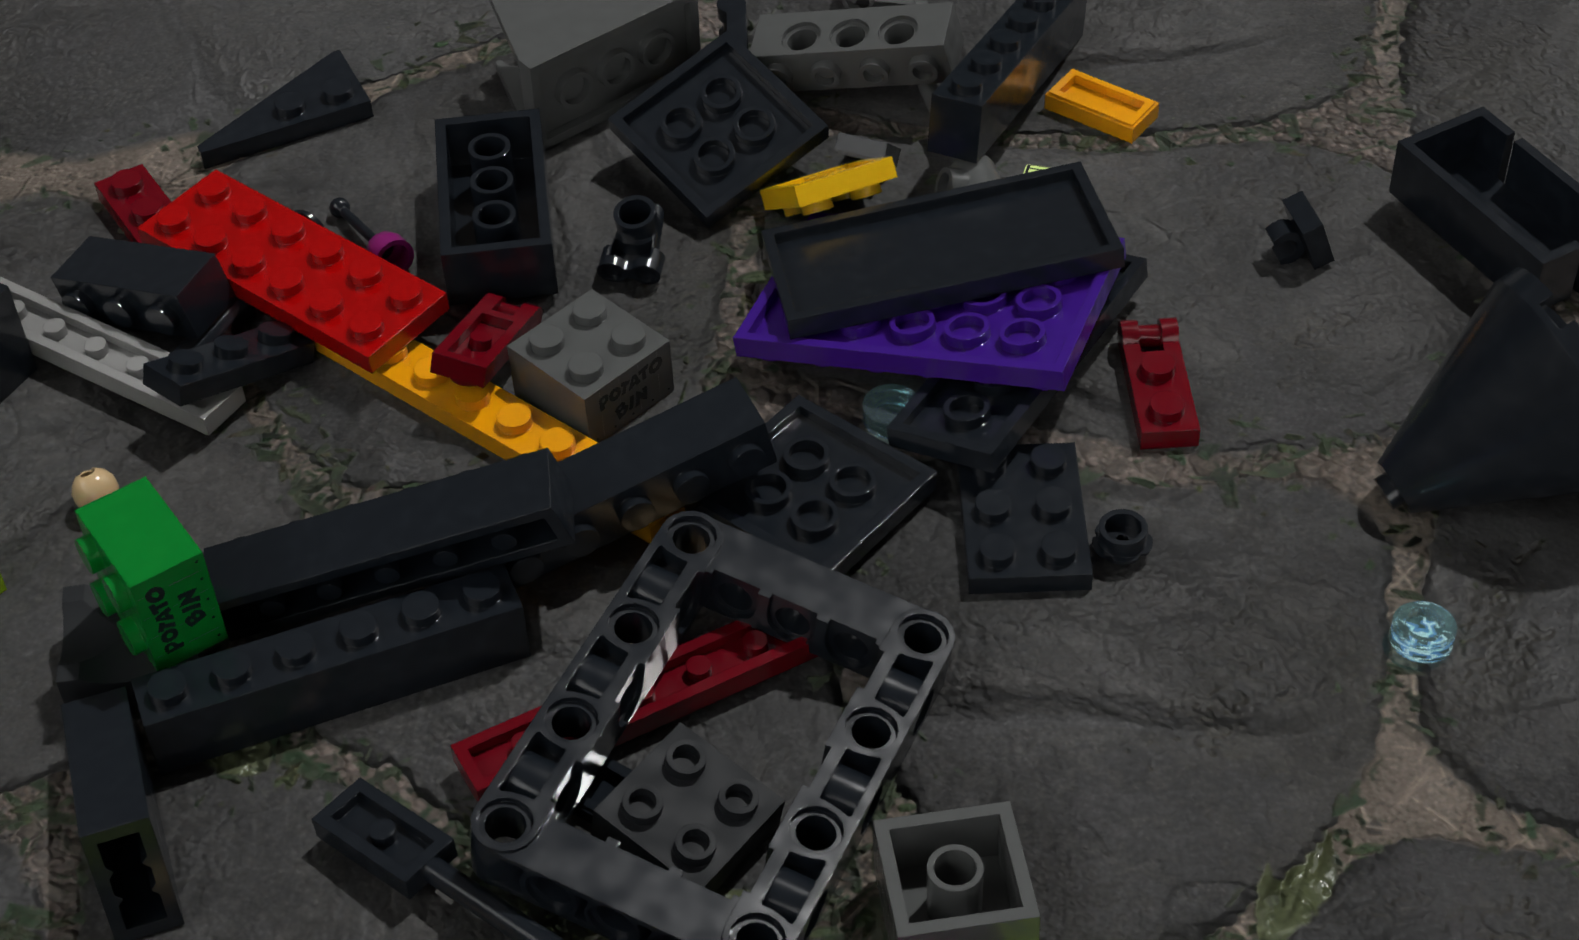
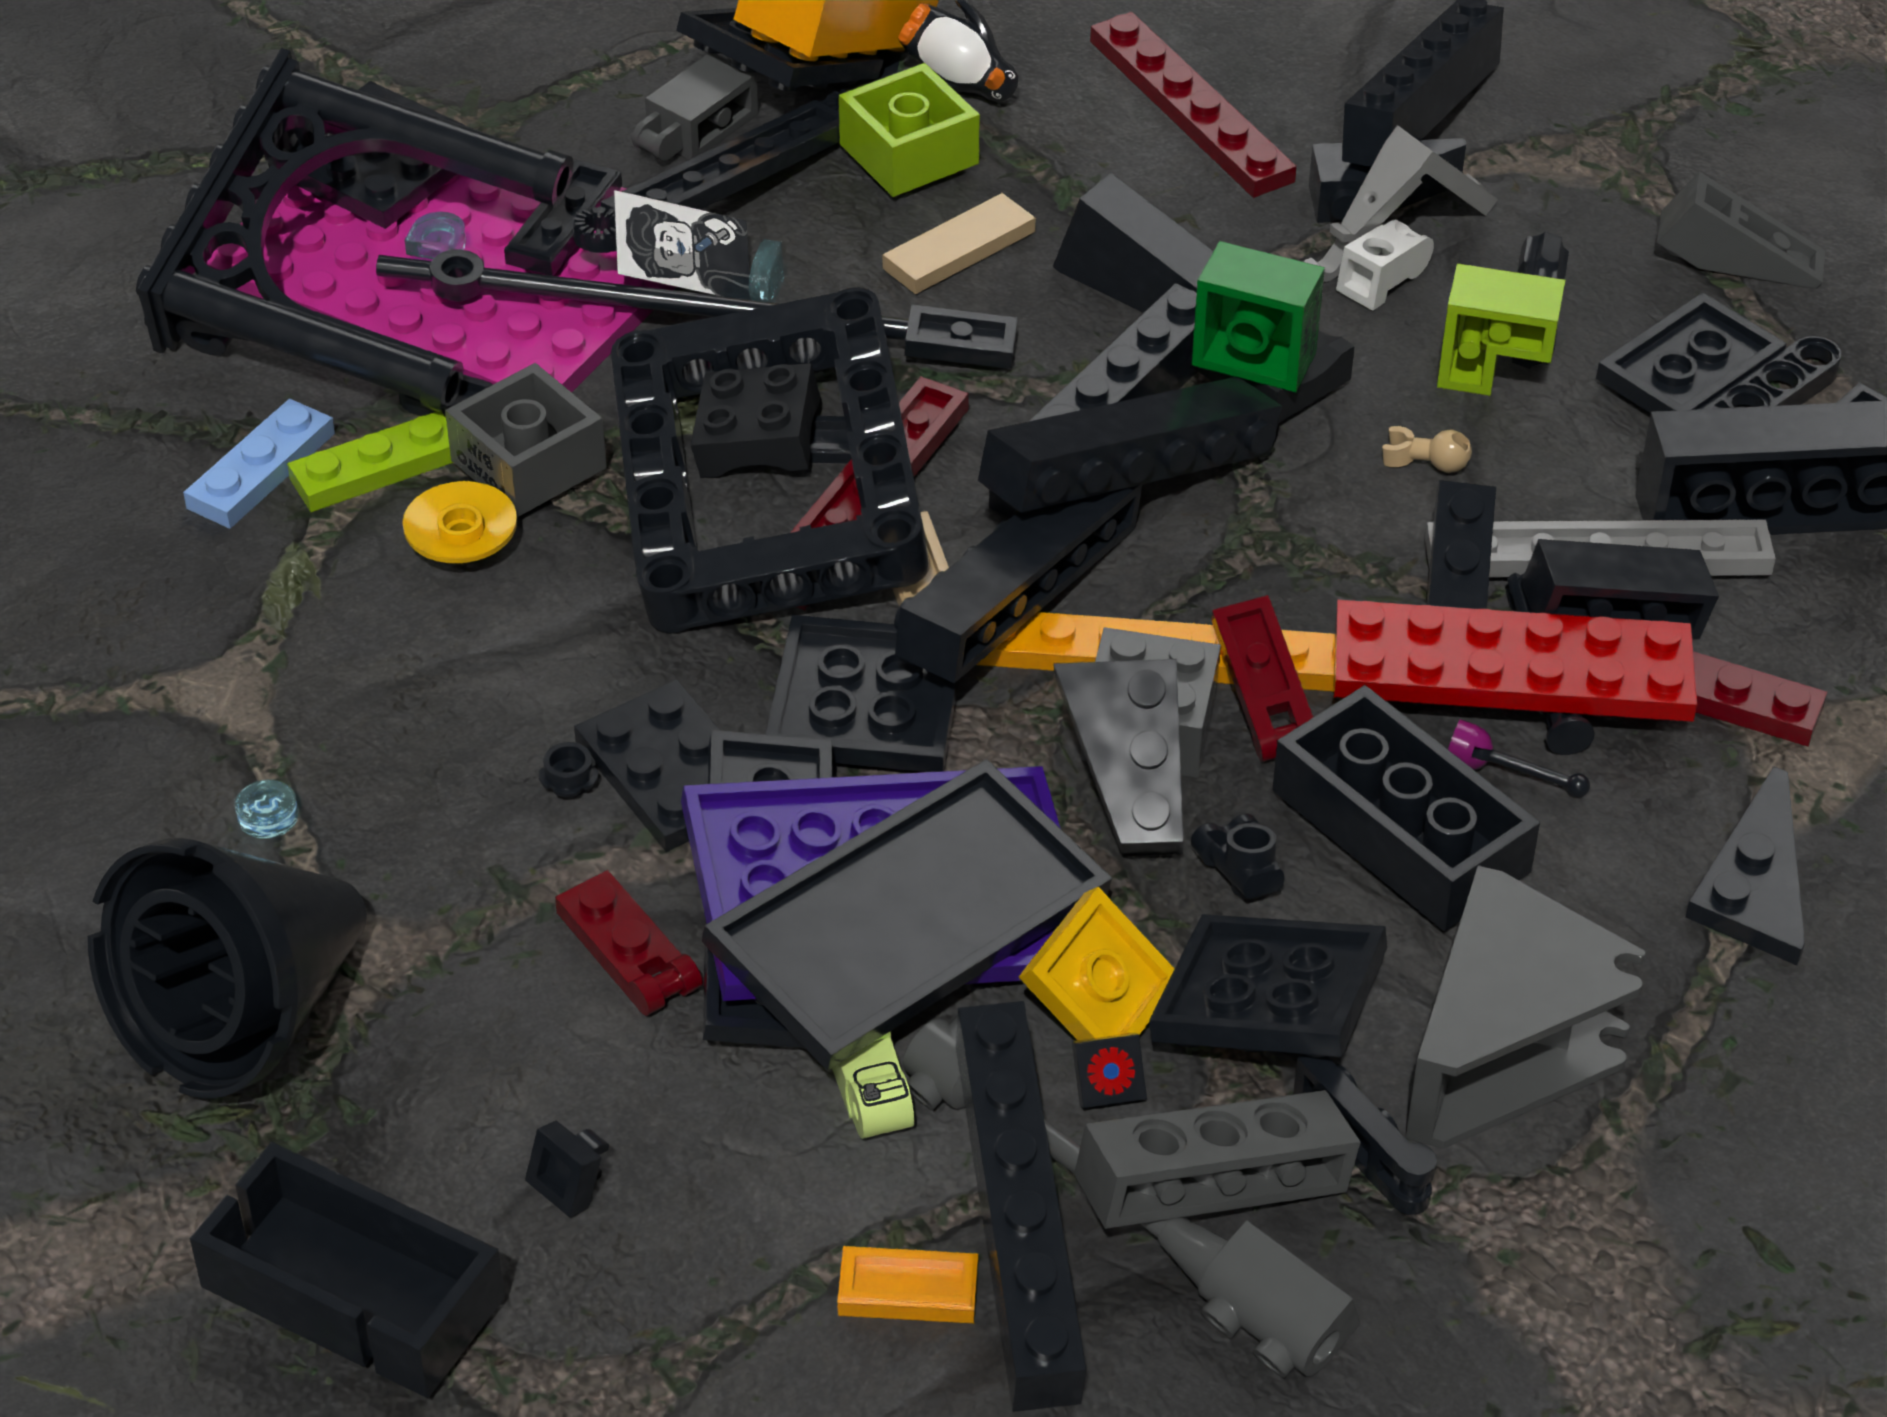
camera: 145 degrees right, 0 degrees up
(659, 279) = (1132, 746): none -> wedge
(1089, 821) = (459, 522): none -> yellow dish

